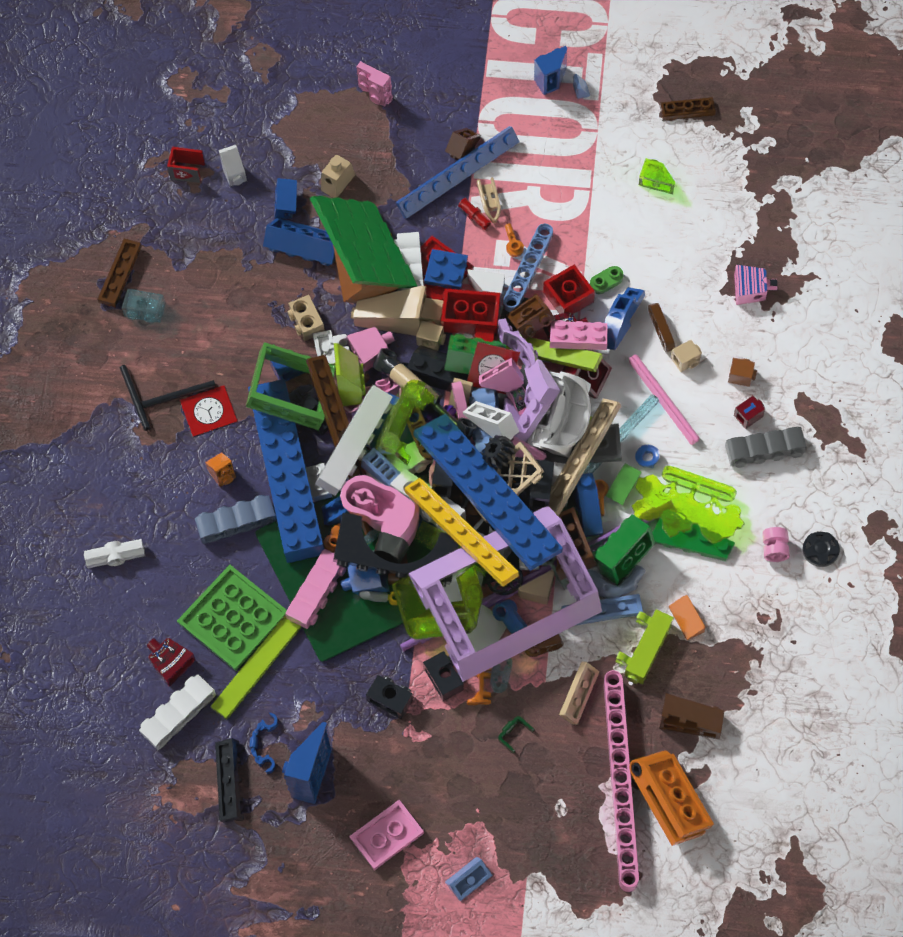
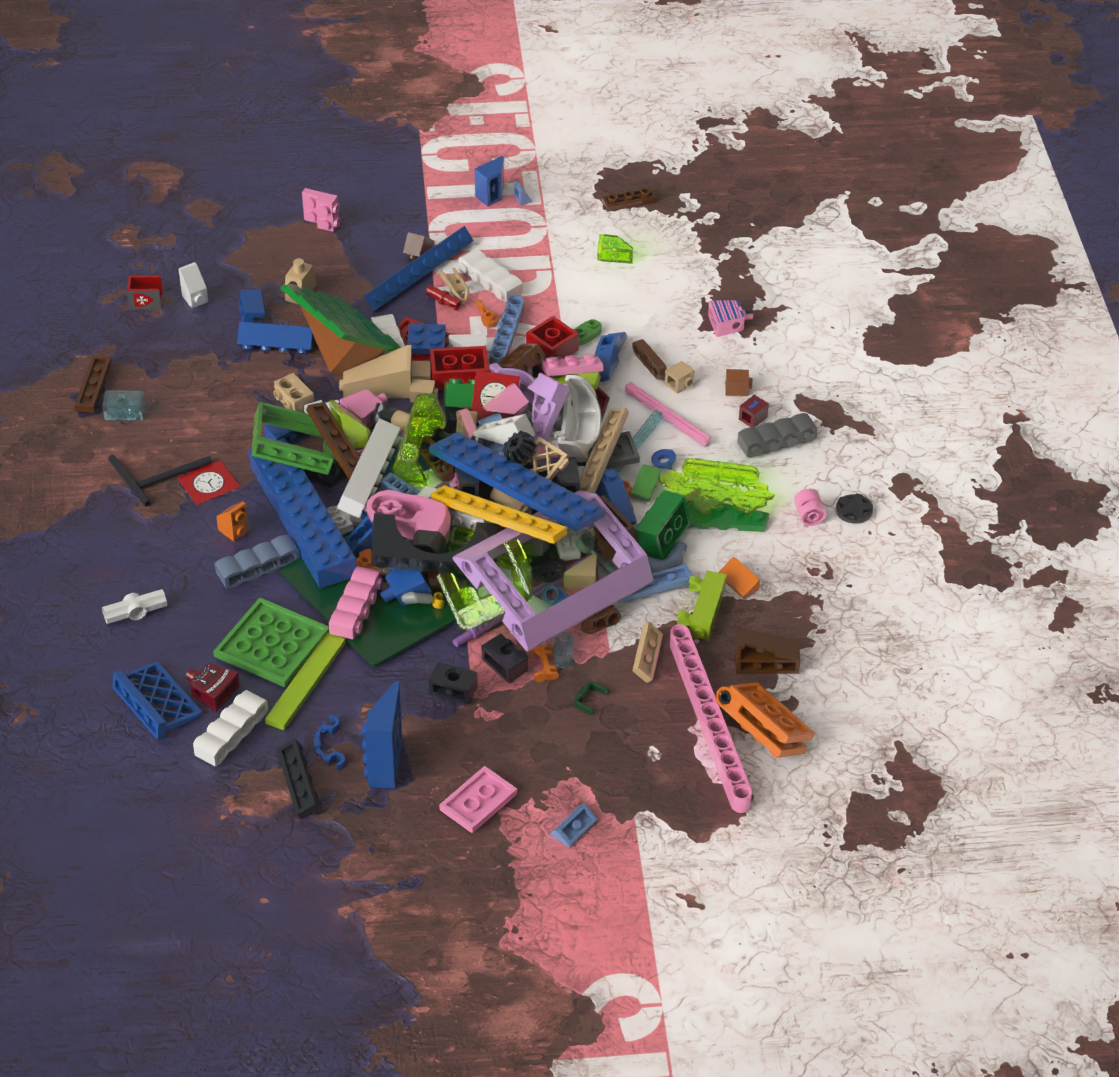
camera: 15 degrees left, 20 degrees down
(104, 674) = (142, 704): none -> blue fence
(526, 192) = (490, 275): none -> white brick

